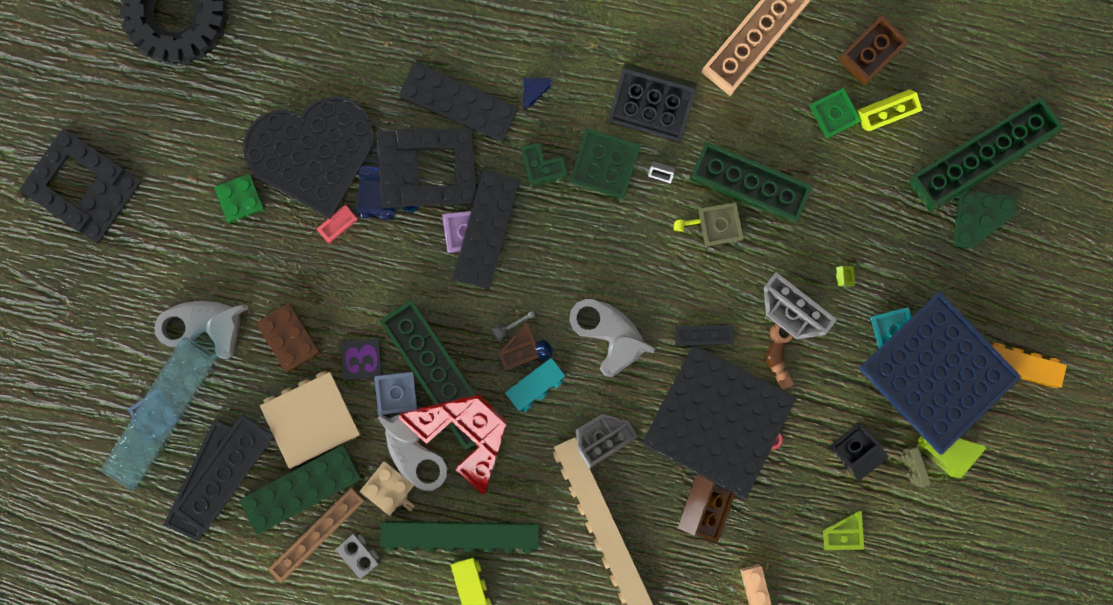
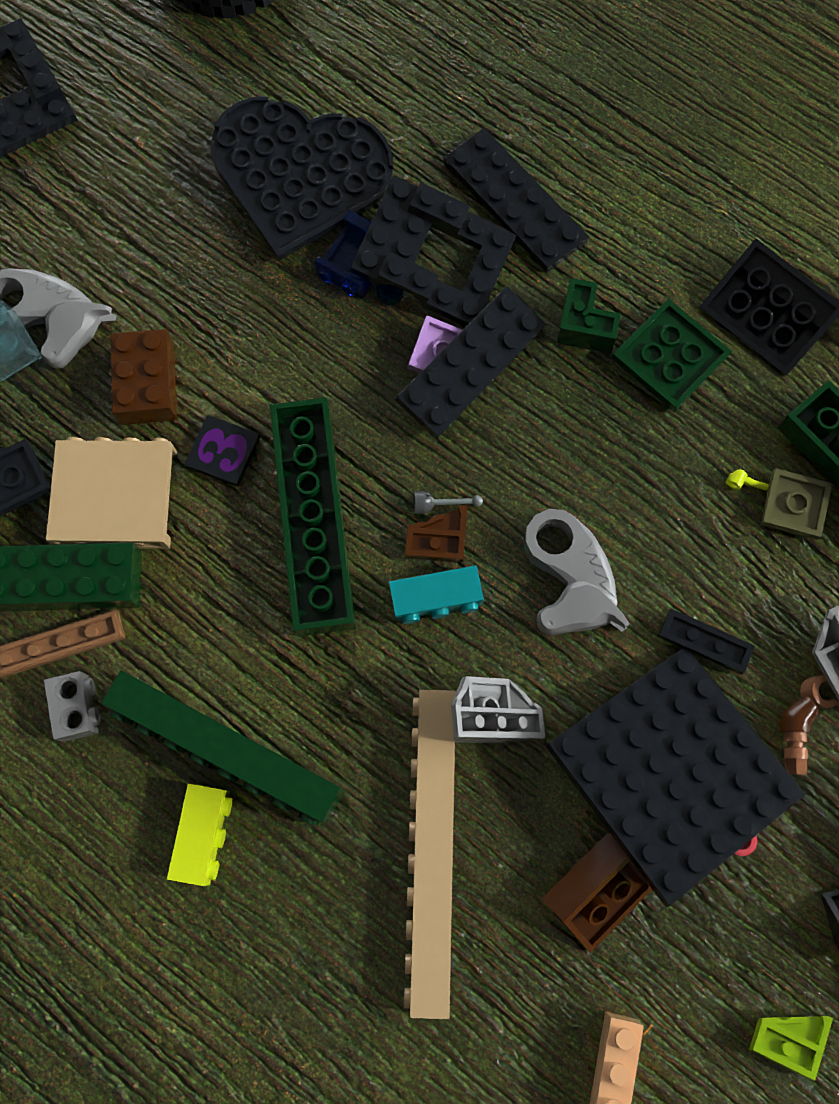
camera: 30 degrees right, 10 degrees down
(239, 198) = (181, 188): green plate -> none
(338, 224) = (284, 273): coral tile -> none
(388, 489) = (163, 636): tan plate -> none
(395, 393) = (242, 513): sand blue plate -> none
(409, 453) = (215, 598): light grey animal -> none
(476, 420) = (330, 599): wing -> none
(533, 89) = (622, 224): clear blue slope -> none
(543, 349) = (471, 552): clear blue tile -> none
(663, 168) = (749, 394): light grey piece -> none

